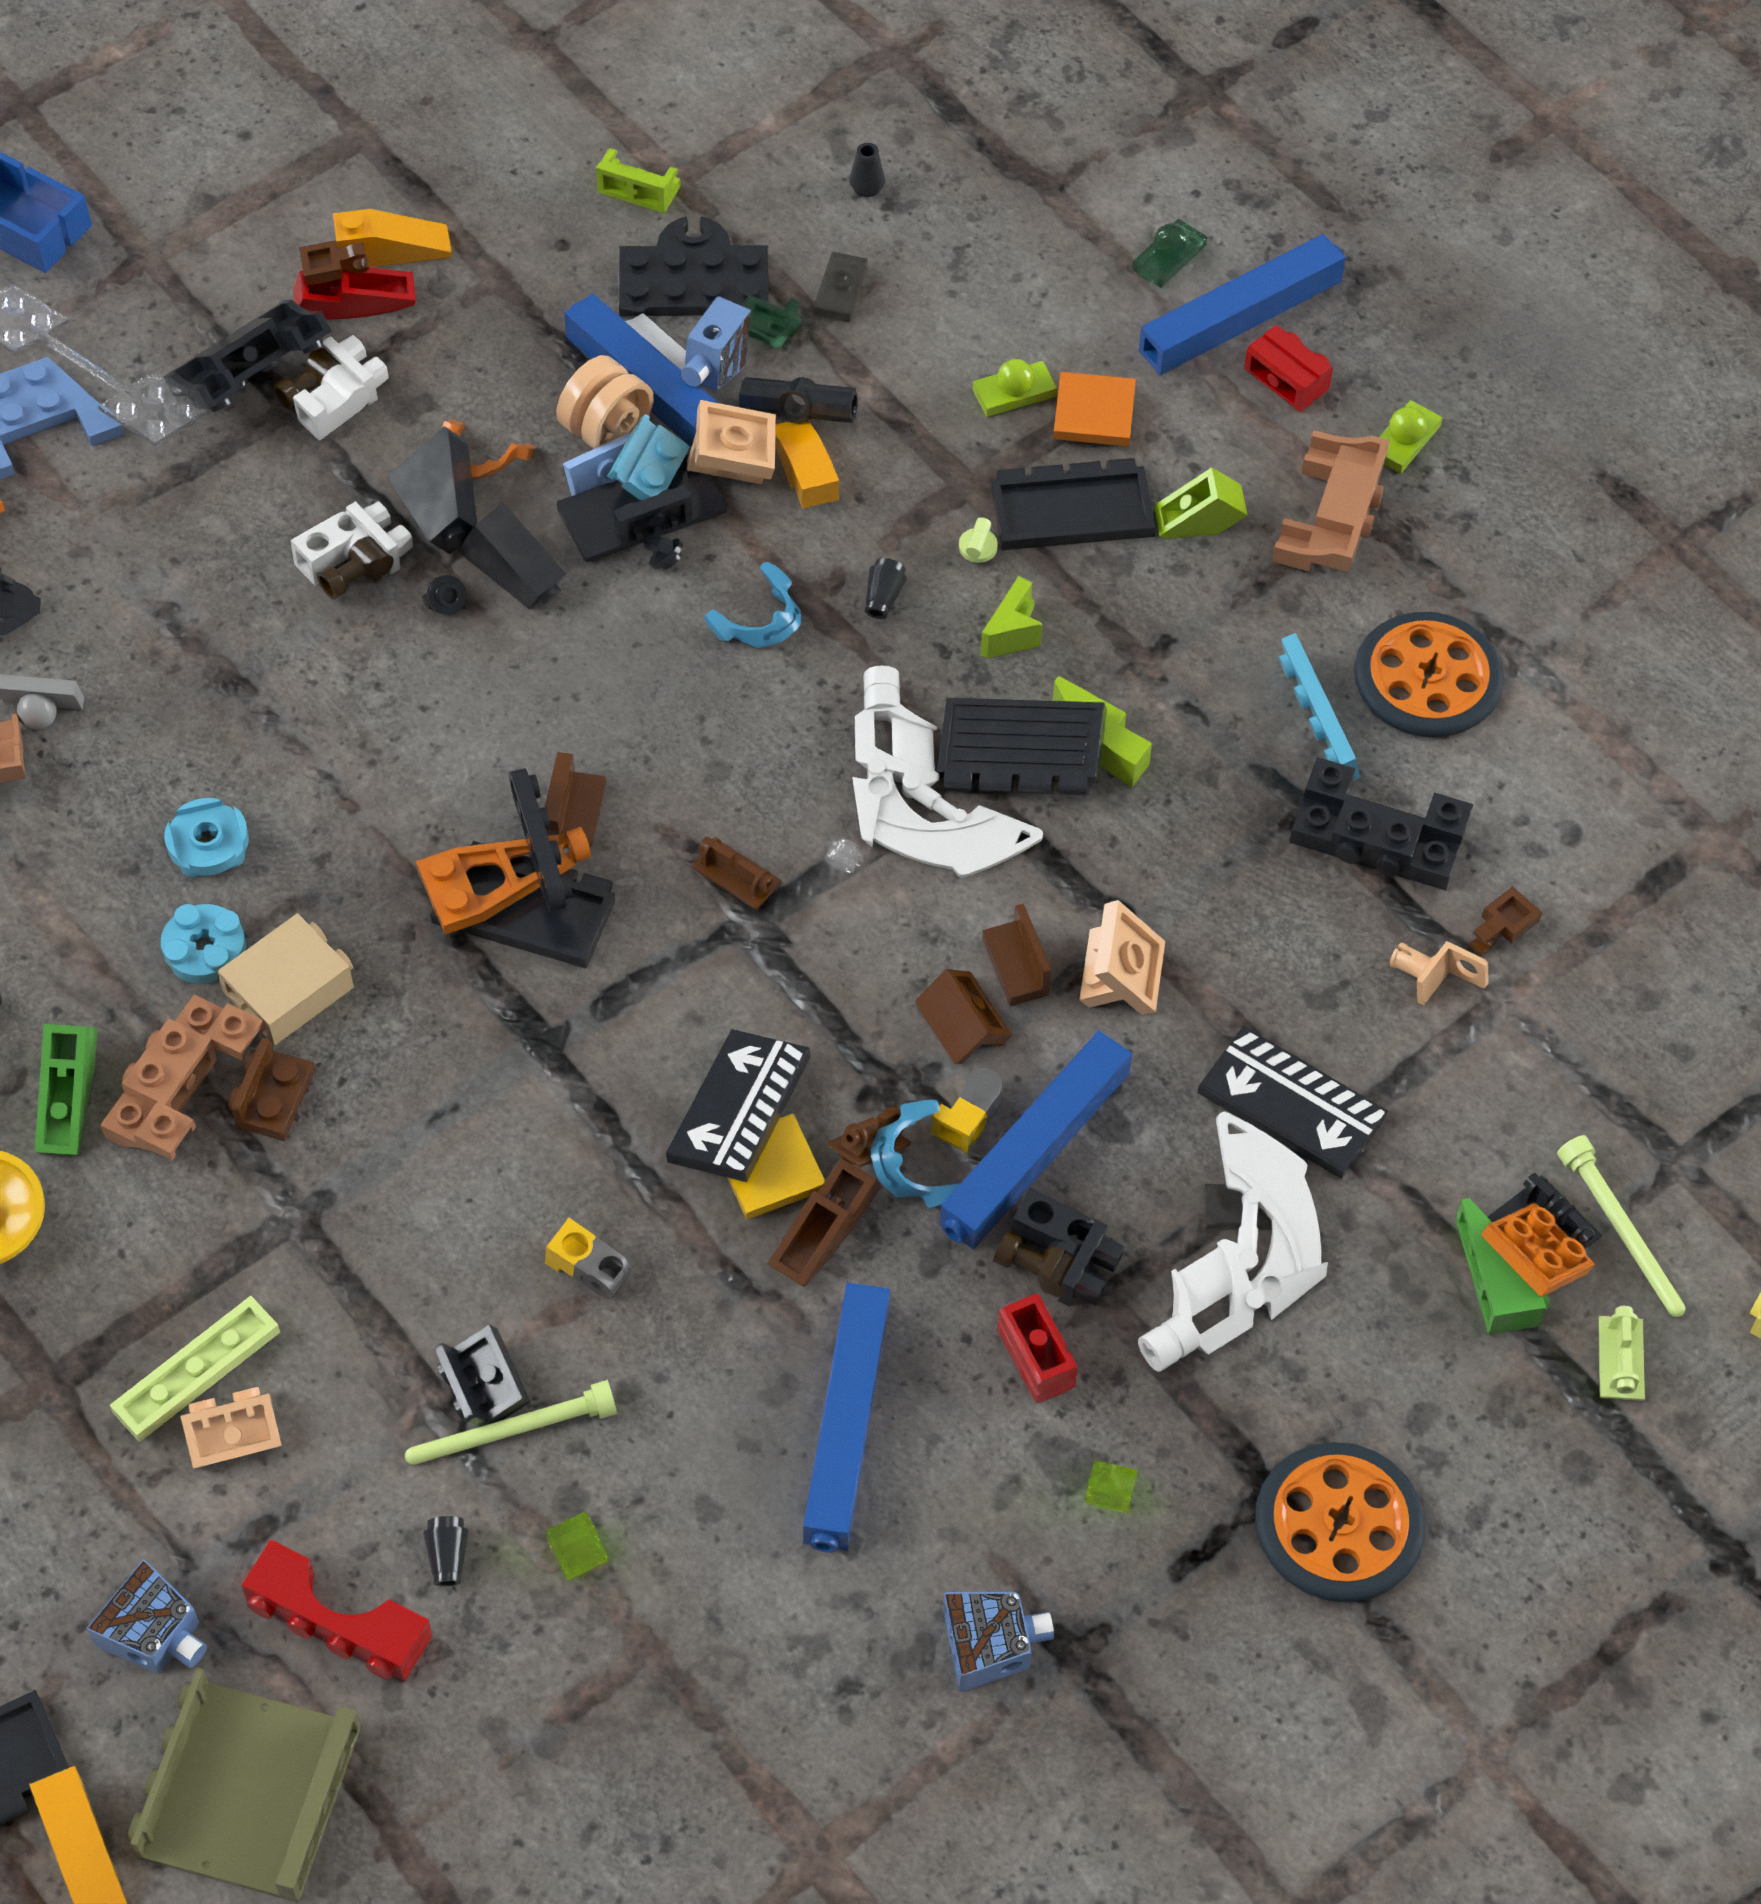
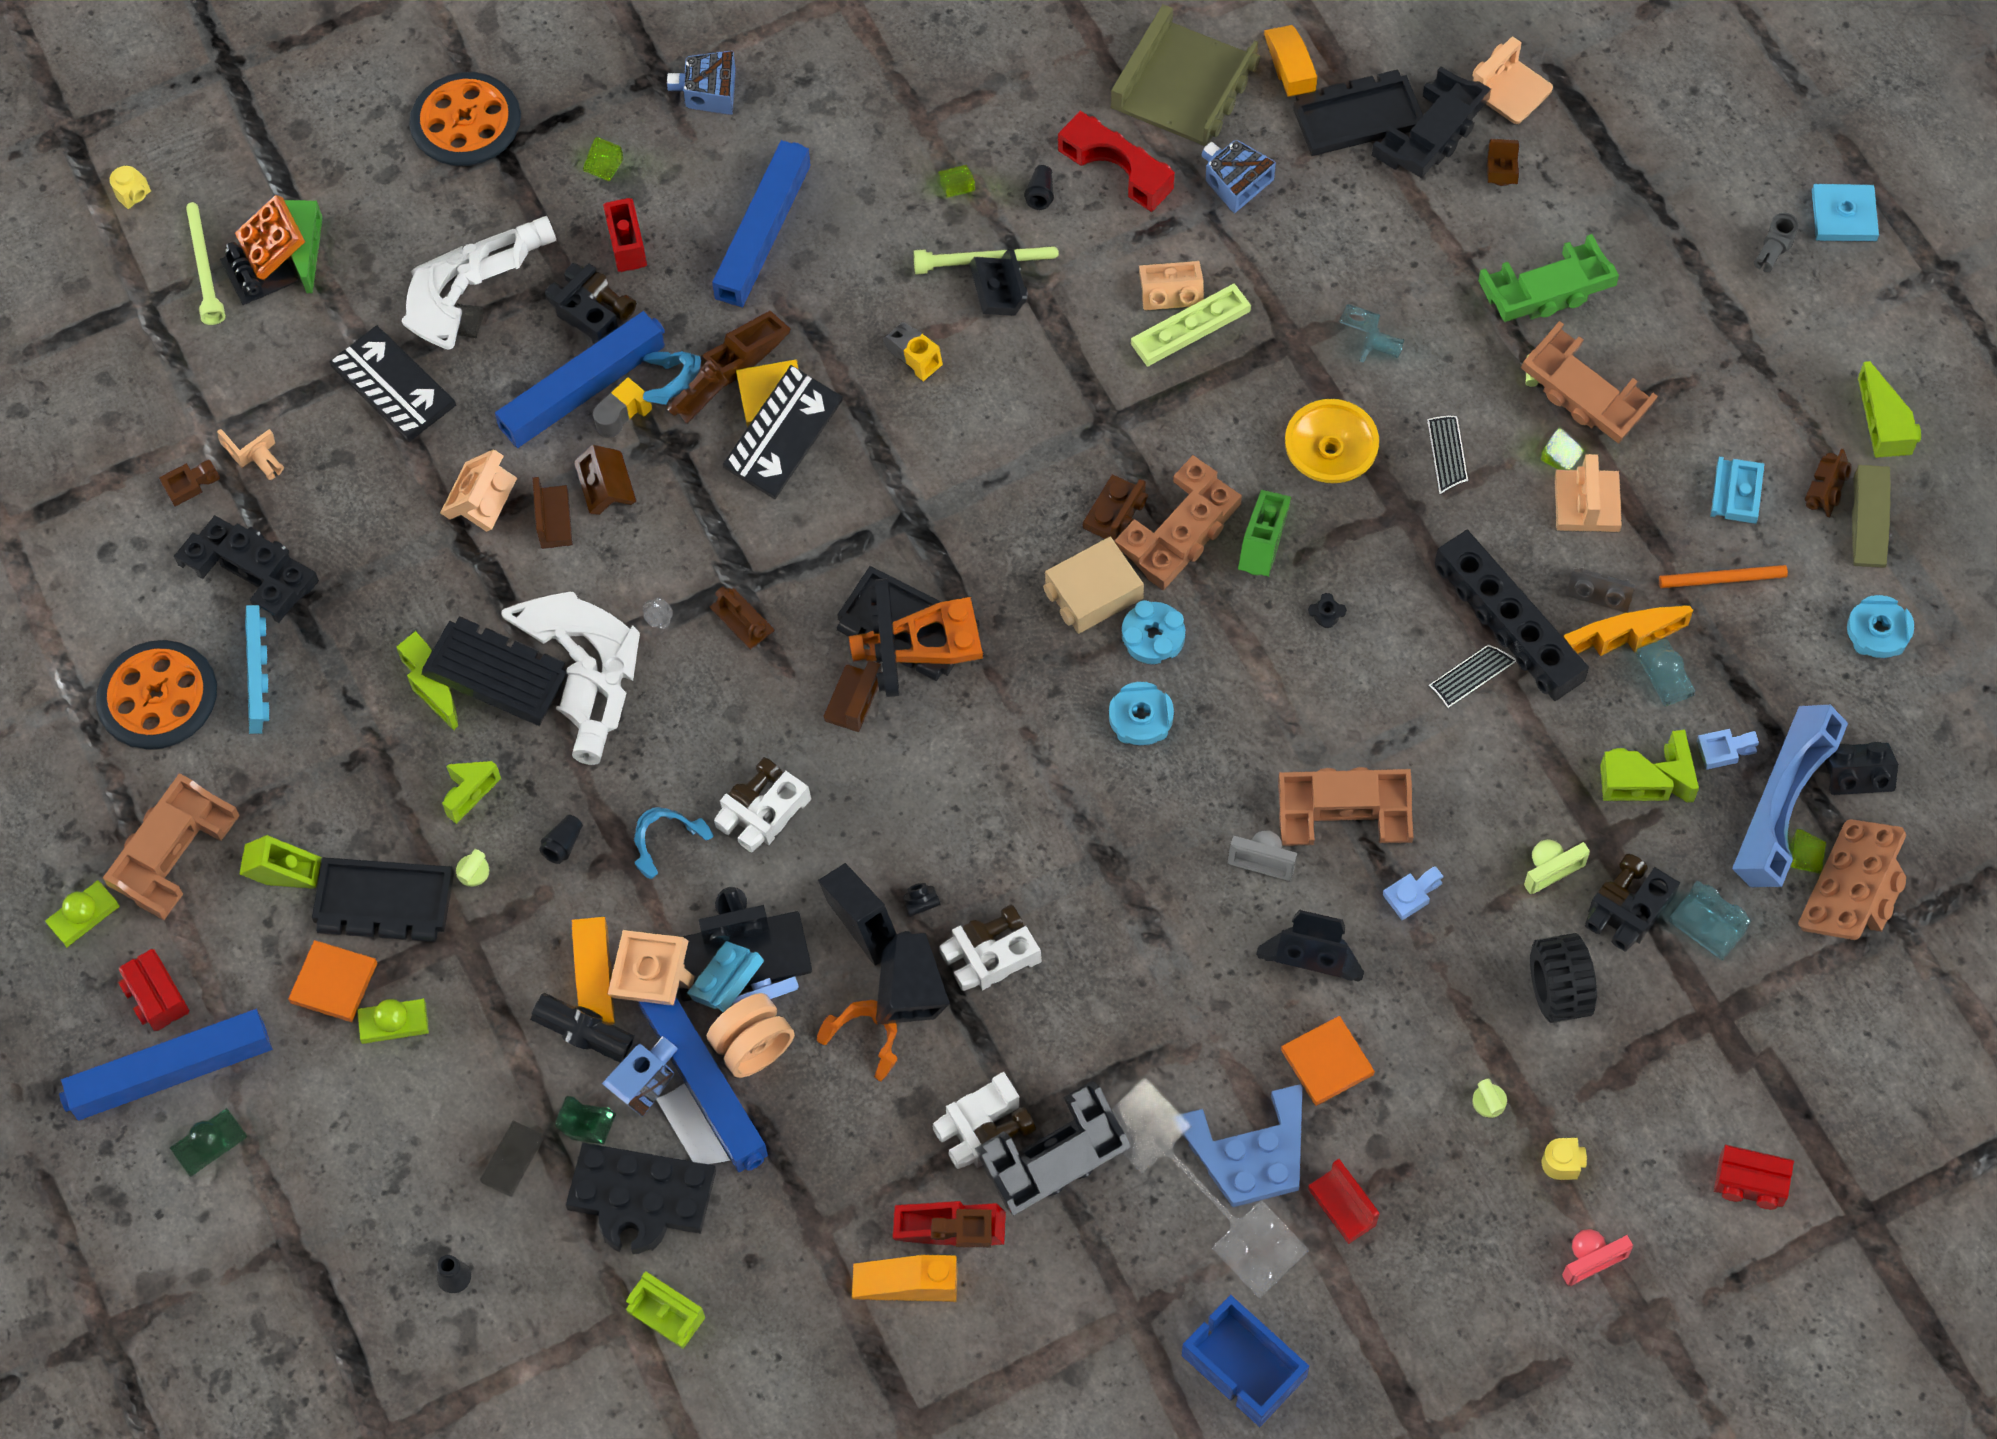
camera: 165 degrees left, 5 degrees up
(655, 644) = (759, 814): none -> white hips
(1621, 1355) = (243, 180): yellowish green hinge -> none

